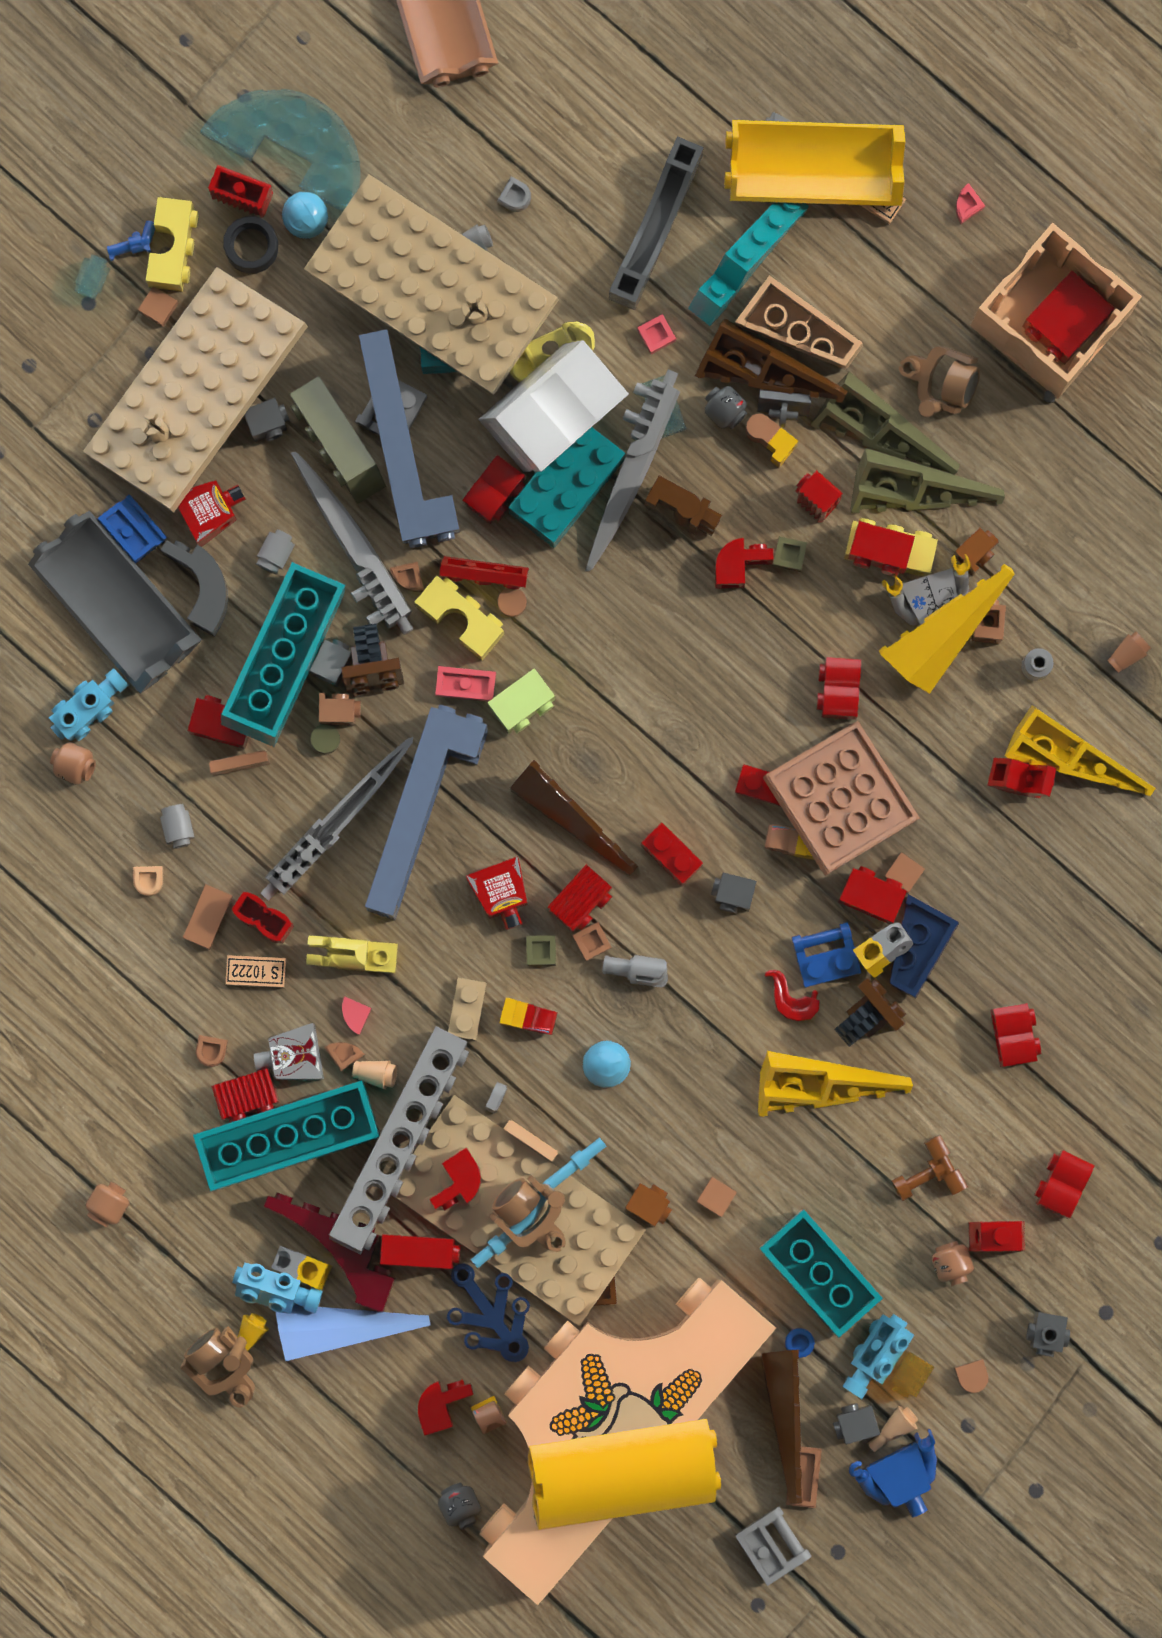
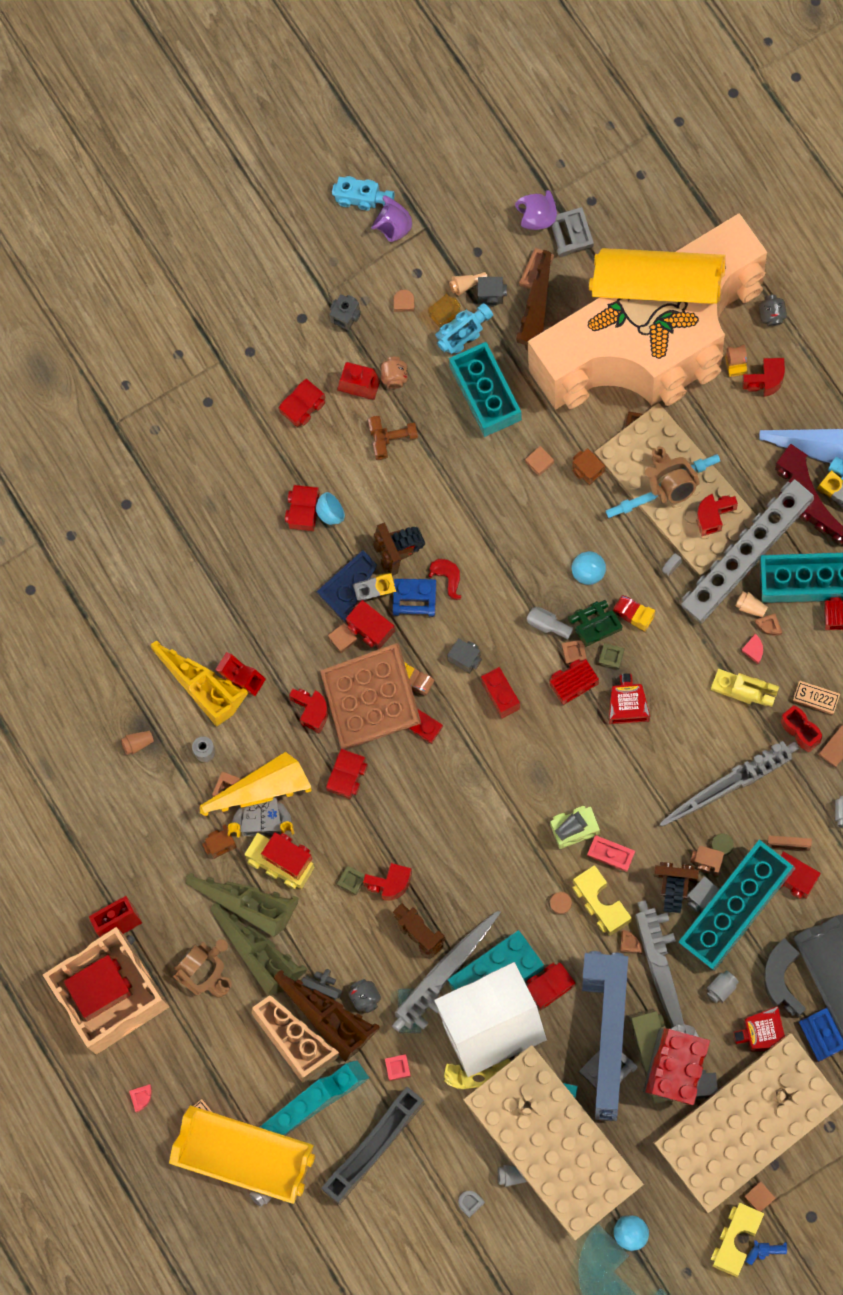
camera: 155 degrees left, 10 degrees down
(91, 276) = (803, 1233): clear light blue brick -> none
(240, 191) = (674, 1262): red brick -> none
(242, 224) = (673, 1205): black tyre -> none
(293, 1055) = (805, 631): light grey torso -> none
(302, 419) = (676, 1064): none -> piece
(419, 1251) = (754, 475): red brick -> none
(442, 737) = (638, 815): sand blue brick -> none
(467, 1008) = (674, 631): tan plate -> none
(484, 572) = (574, 928): red plate -> none
(492, 1316) = (716, 424): dark blue plant -> none
(523, 693) = (572, 825): none -> dark grey cone
(531, 1140) = (656, 530): light nougat tile -> none
(548, 798) = (575, 753): reddish brown wedge -> none
(568, 981) = (598, 628): none -> dark green plate
(768, 433) = (343, 973): leg -> none
(800, 1340) = (512, 353): blue tile -> none
(801, 1081) = (456, 518): yellow wedge -> none
(817, 495) = (319, 909): red brick -> none
(824, 1560) = (539, 211): none -> medium lavender piece
(900, 1475) = (472, 251): blue torso -> none
(907, 762) = (315, 710): none -> red brick
(977, 1041) = (329, 509): none -> medium azure piece
(1024, 1490) = (393, 220): none -> medium lavender piece
(1076, 409) = (118, 914): none -> red brick
(1090, 1516) = (355, 195): none -> medium azure brick

